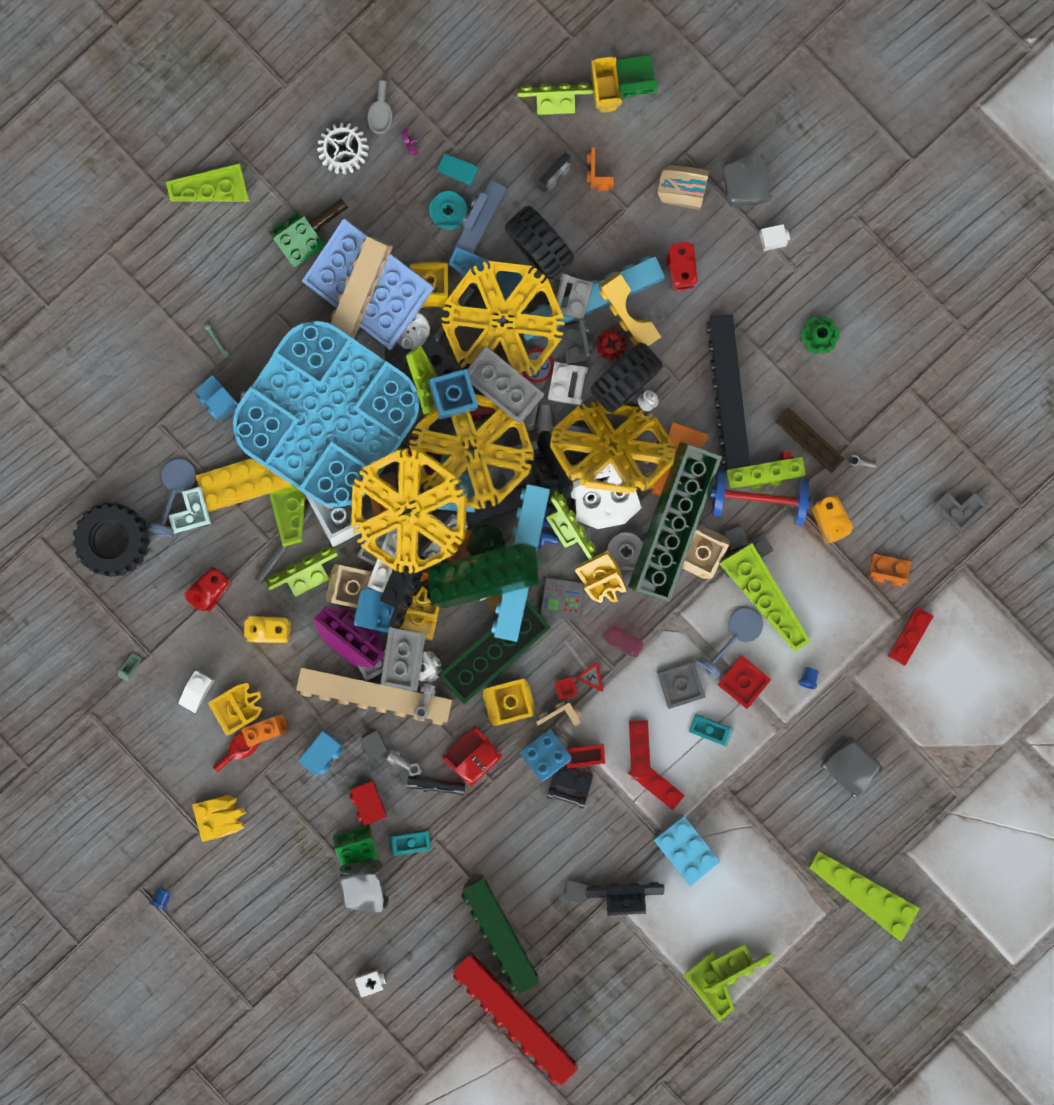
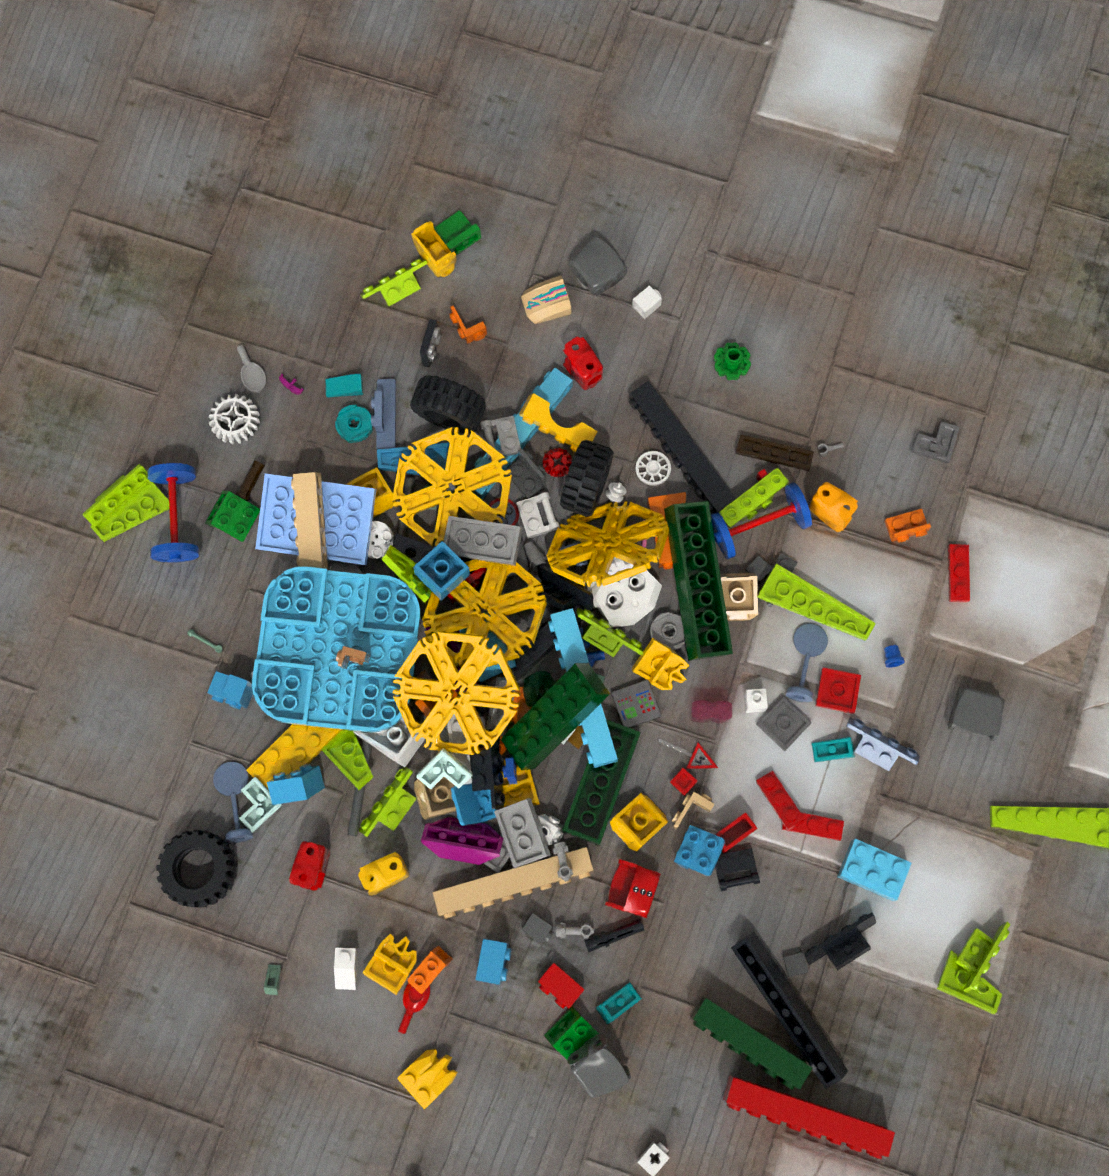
camera: 25 degrees left, 10 degrees down
(202, 164) = (116, 494): none -> lime bracket
(232, 515) = (296, 786): none -> dark azure brick
(261, 174) = (171, 475): none -> blue piece
(338, 431) = (348, 654): none -> medium nougat bracket
(365, 566) = (444, 766): none -> light aqua brick
(420, 600) = (510, 771): none -> blue plate
(548, 925) = (790, 1010): none -> black brick
(667, 652) = (755, 700): none -> white brick
(694, 395) = (653, 468): none -> white wheel
(751, 750) = (878, 747): none -> bracket

